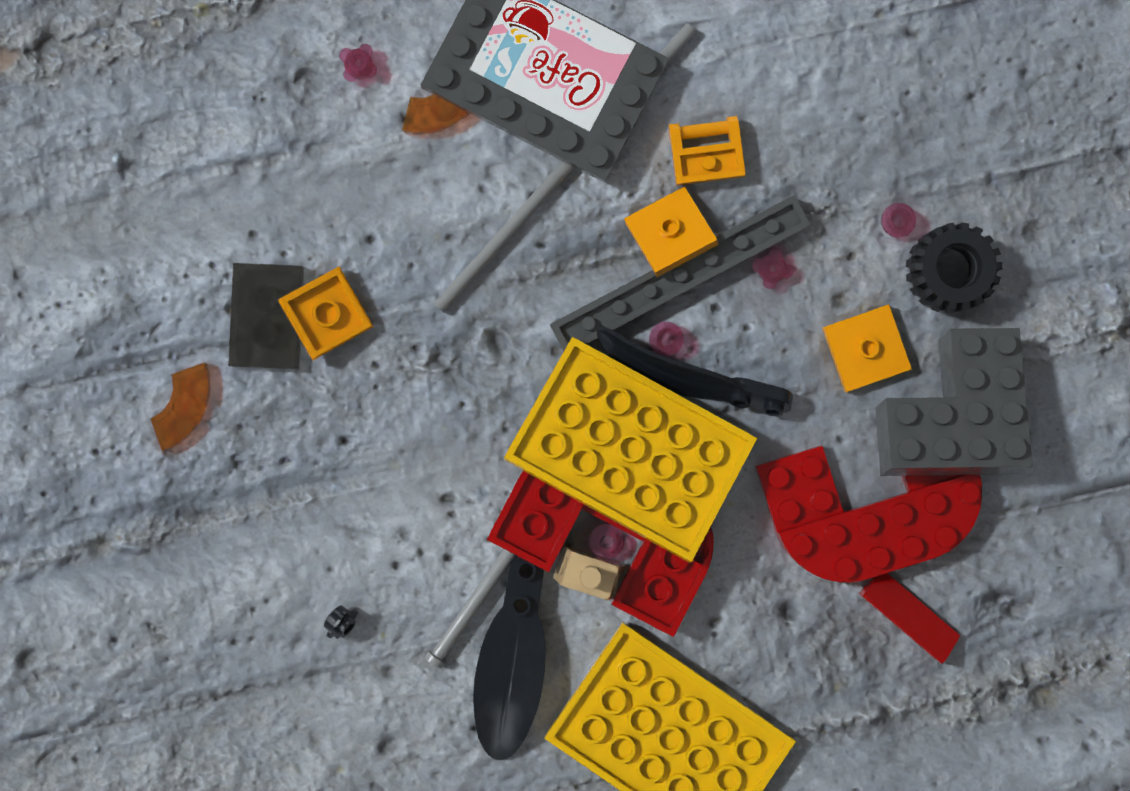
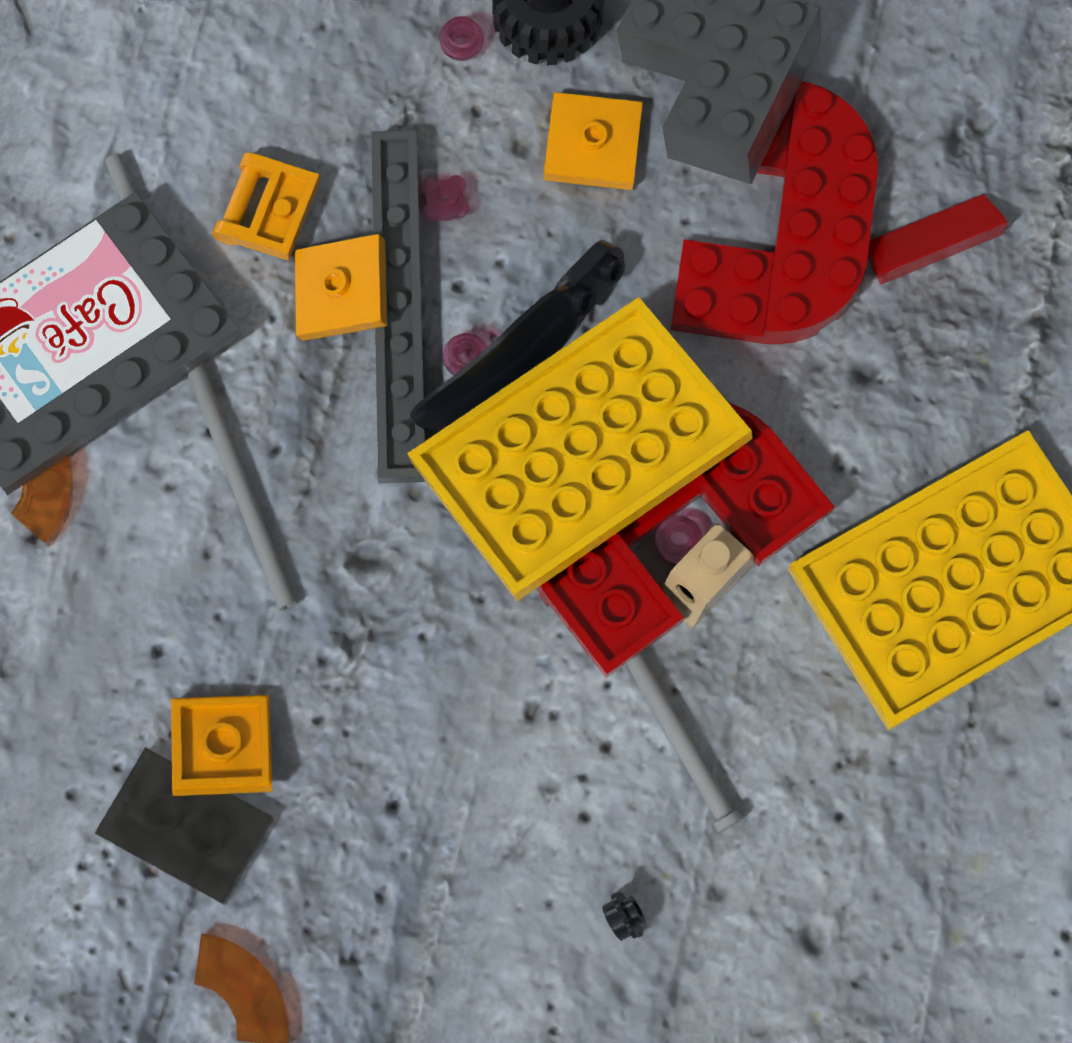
camera: 65 degrees left, 15 degrees down
(511, 667) = (782, 726): black plant -> none

